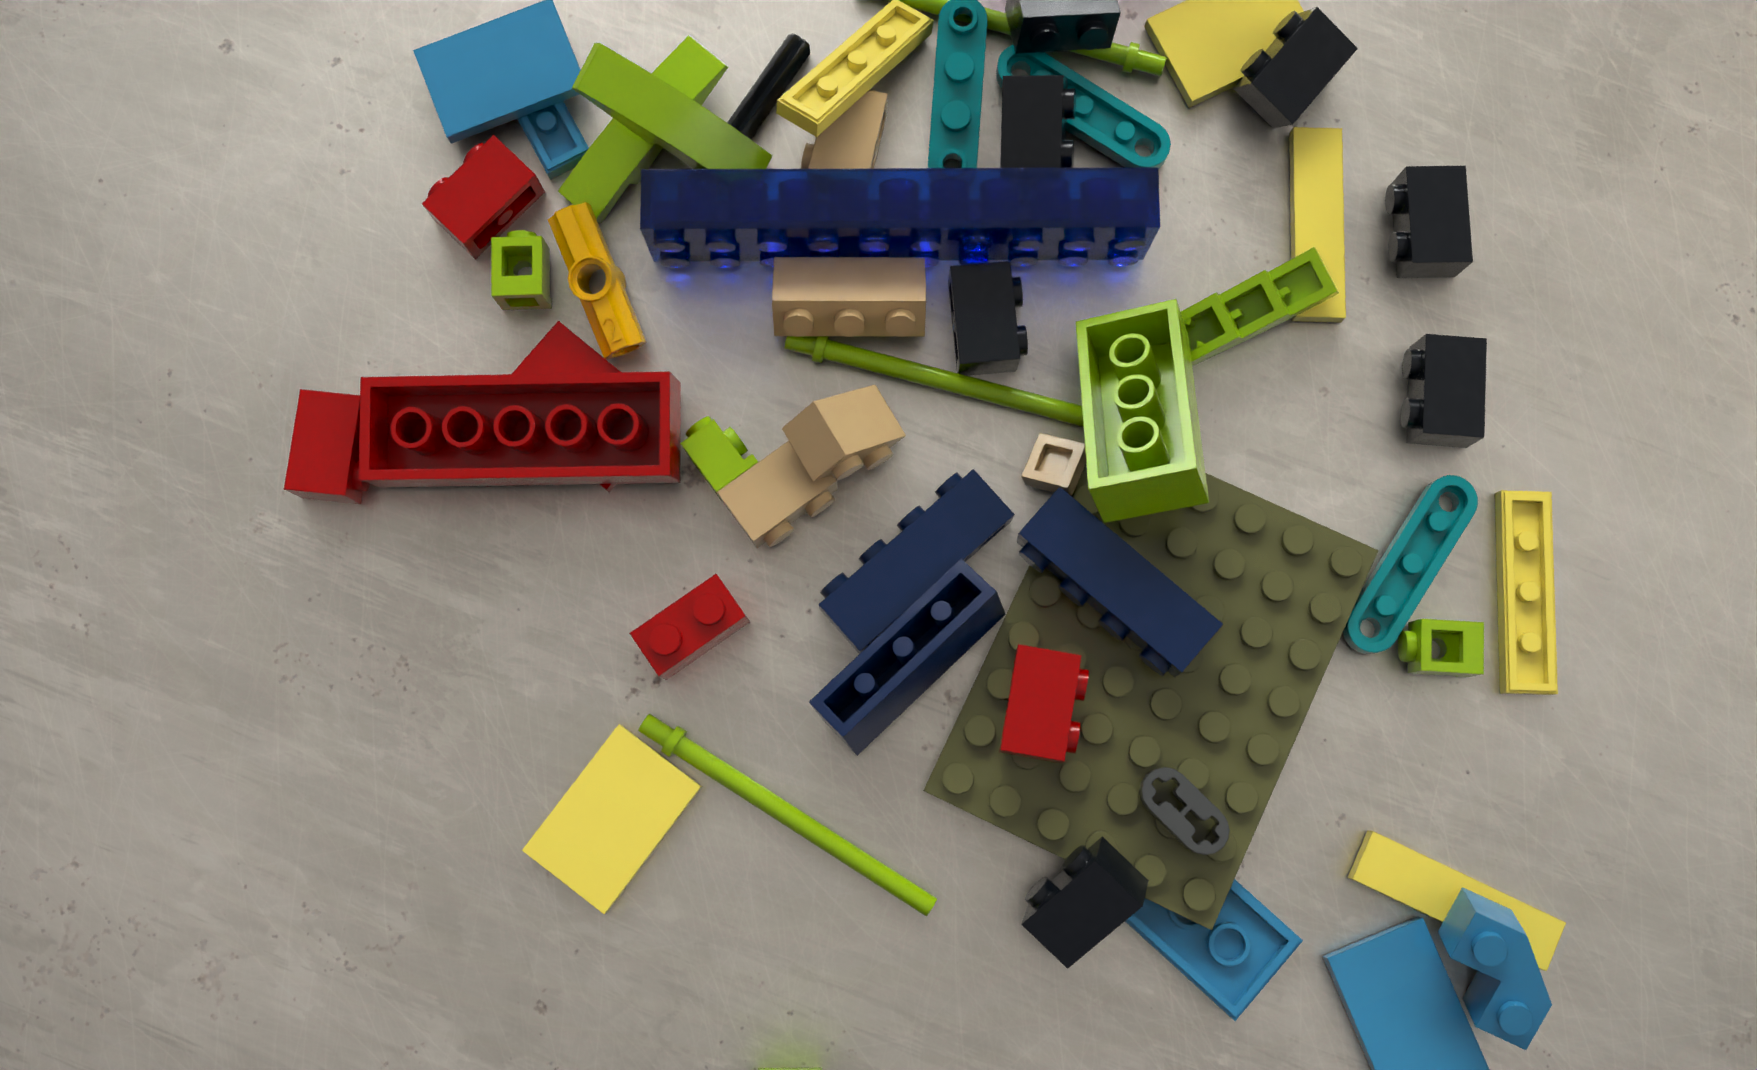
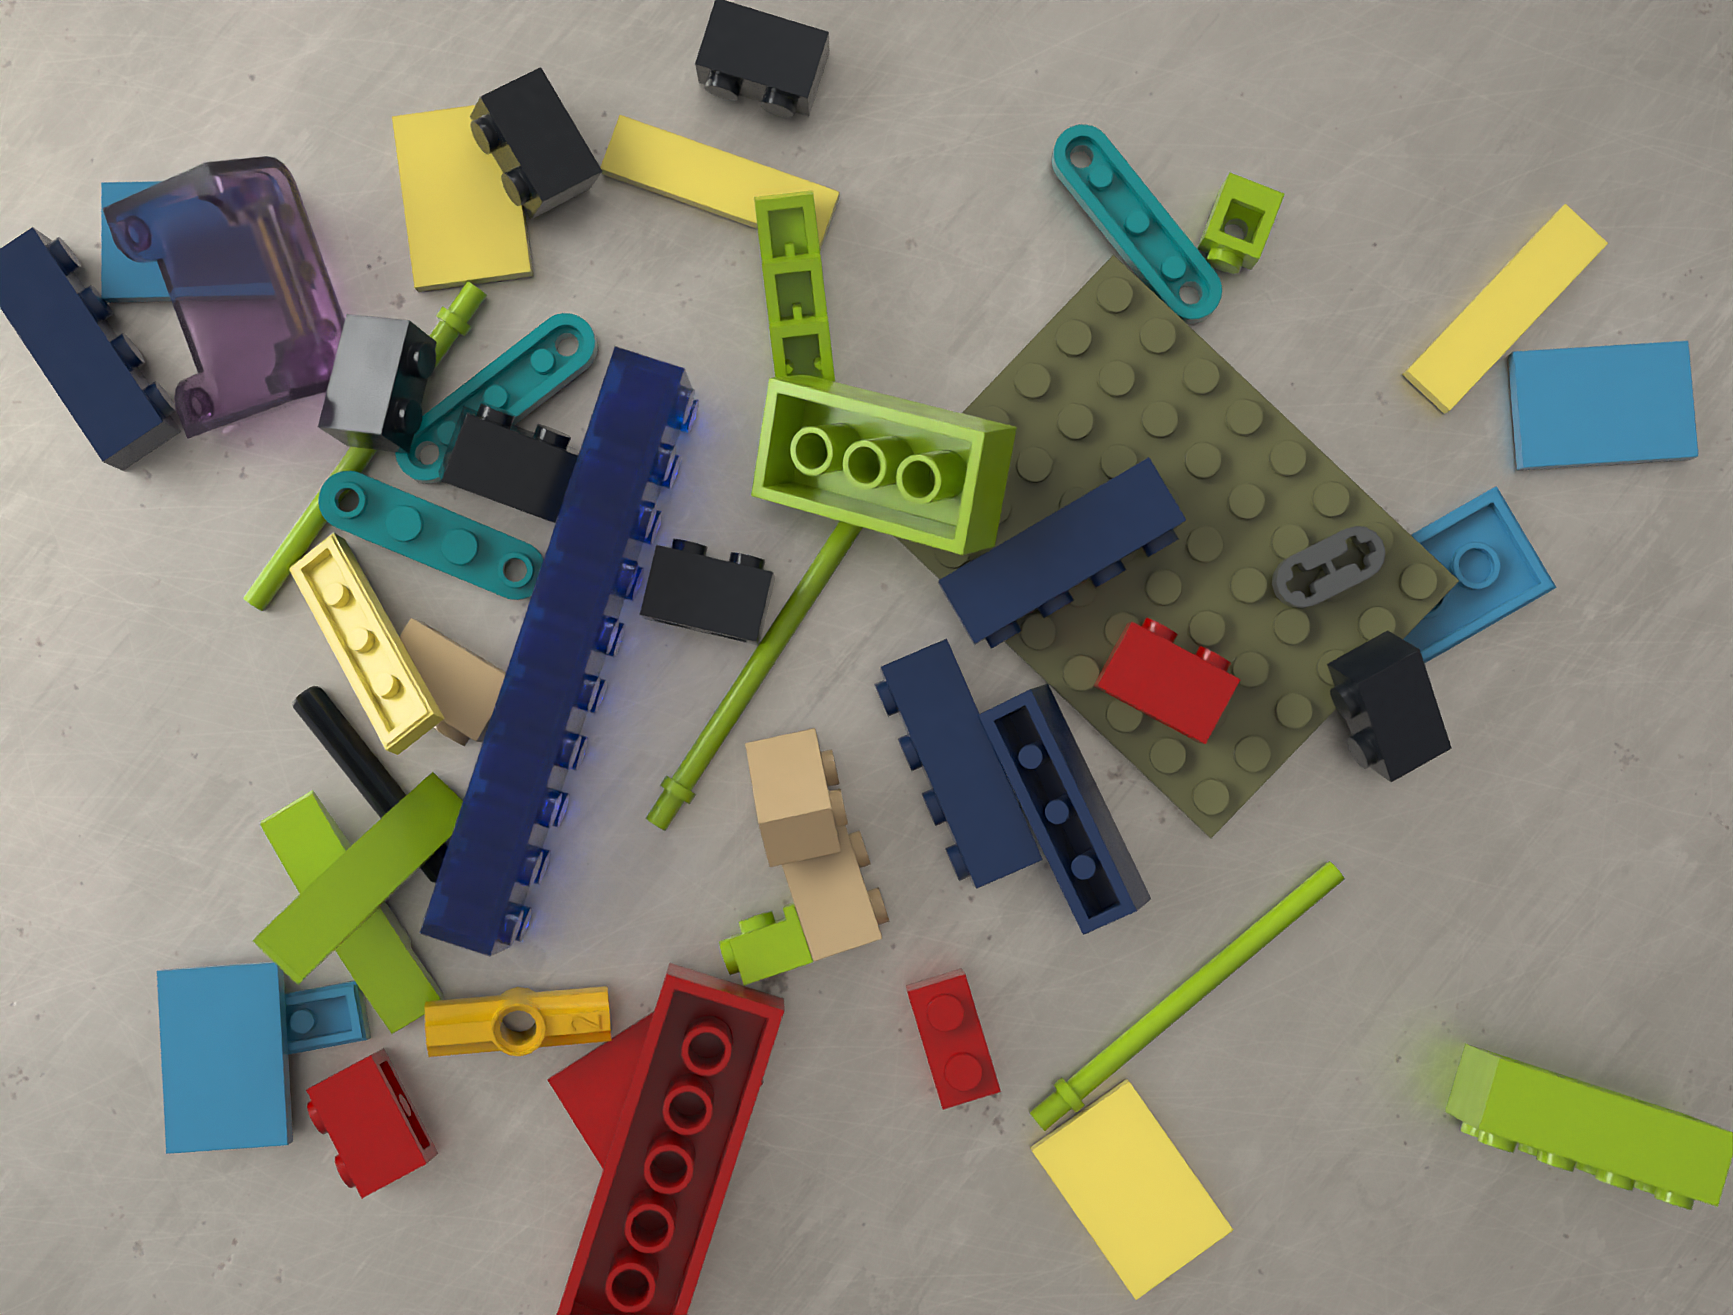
camera: 75 degrees left, 5 degrees up
(508, 257) = (456, 1118): lime brick -> none
(849, 296) = (634, 739): tan brick -> none
(1055, 464) = (900, 573): tan plate -> none
(1445, 390) = (958, 114): black brick -> none
(1508, 987) = (1616, 294): dark azure brick -> none
(1525, 593) = (1205, 110): light yellow tile -> none

